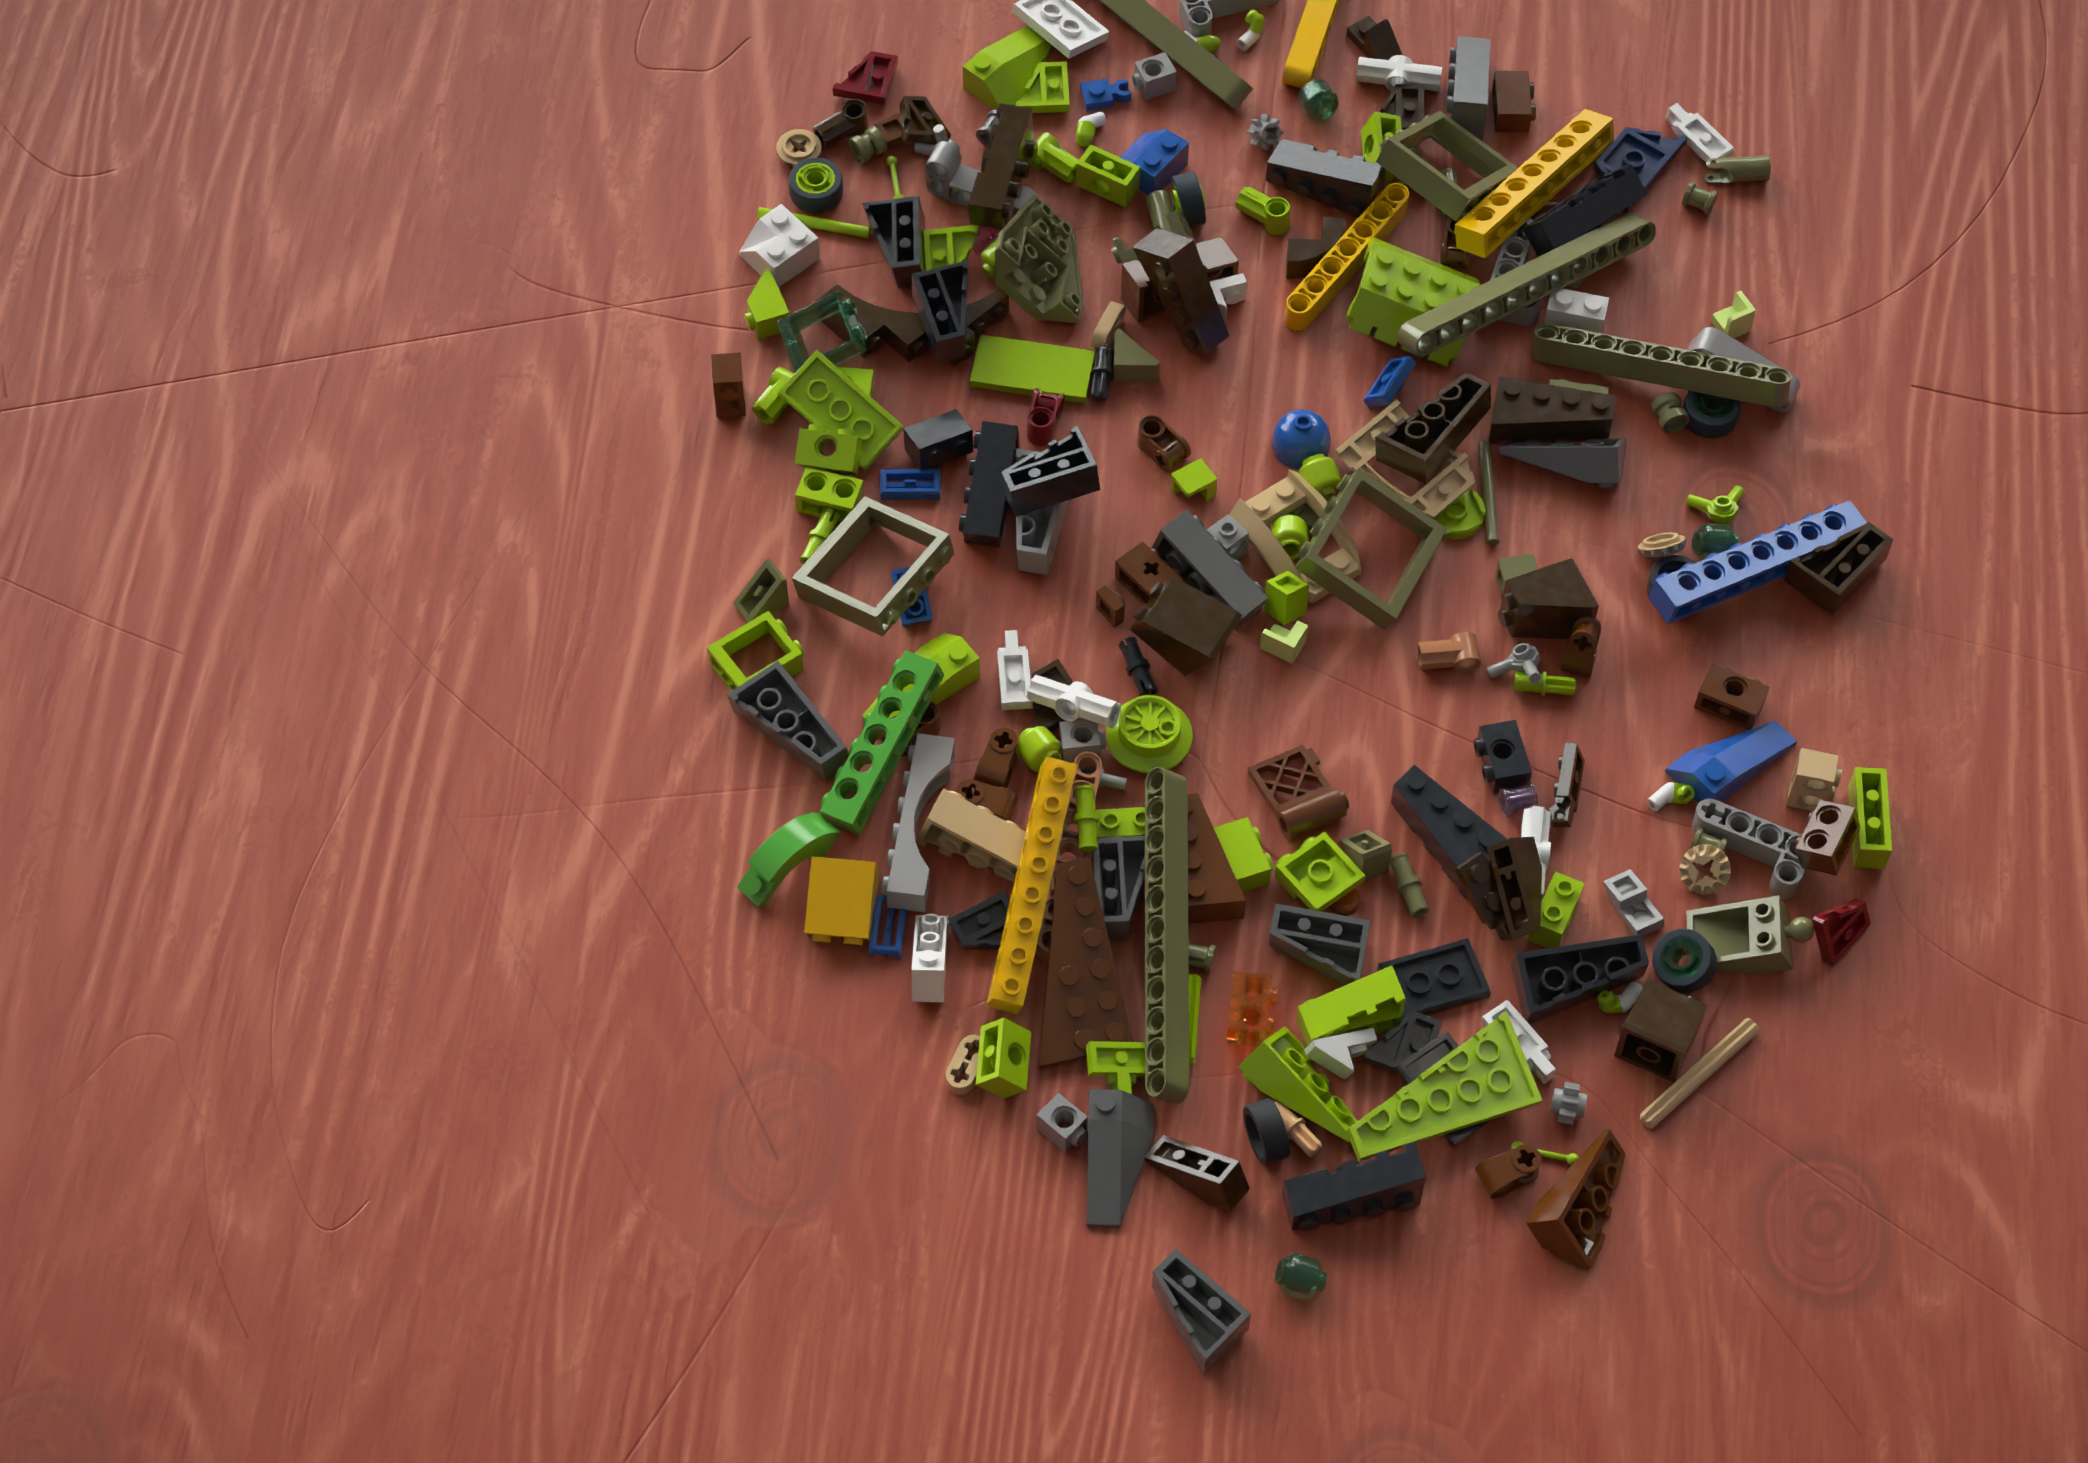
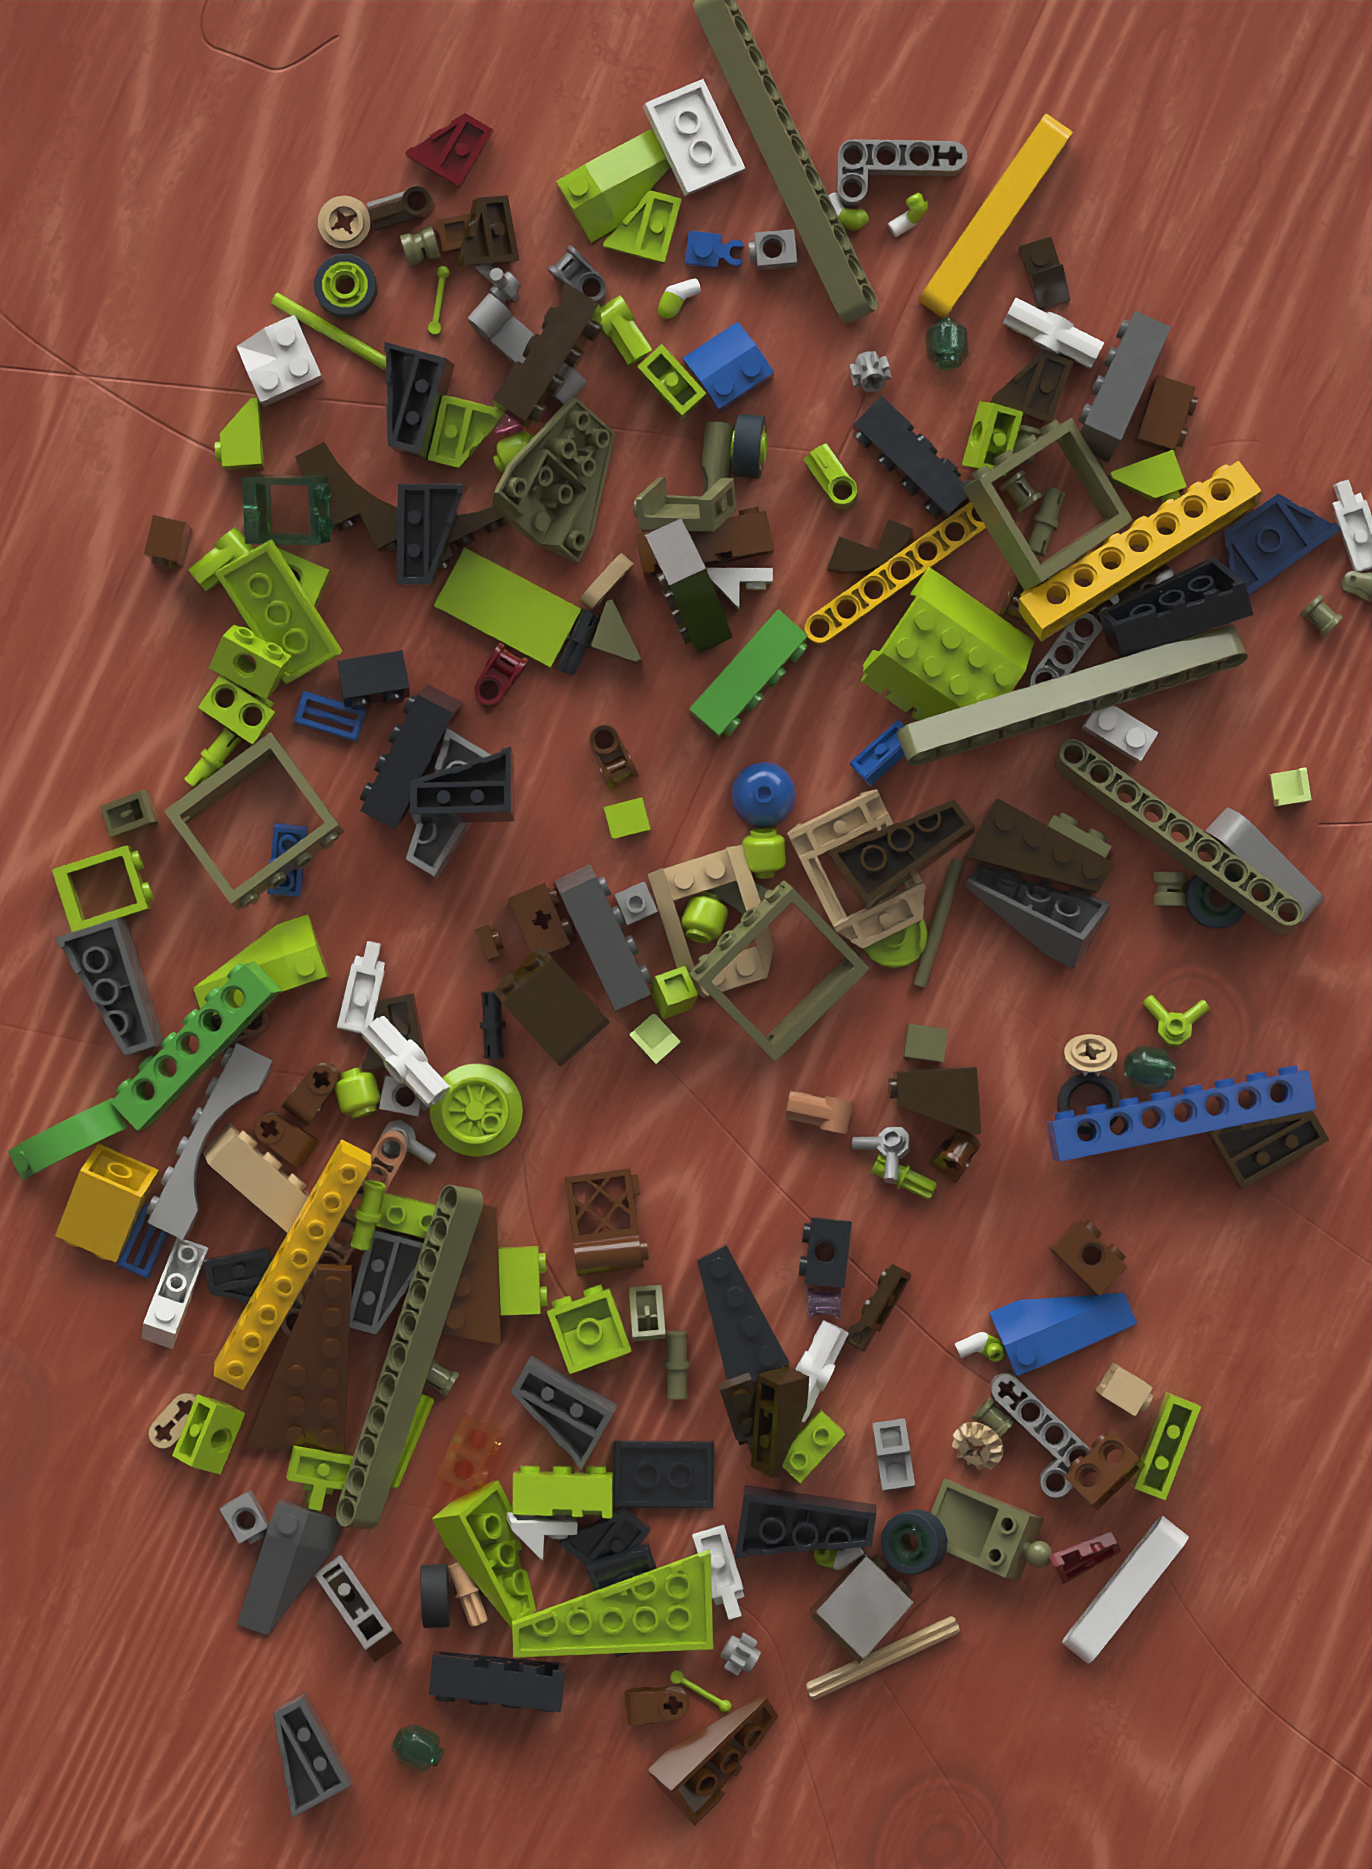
camera: 15 degrees right, 30 degrees up
(1254, 350) = (748, 674): none -> bright green piece
(1520, 140) = (1152, 478): none -> lime slope
(1889, 949) = (1125, 1589): none -> white beam

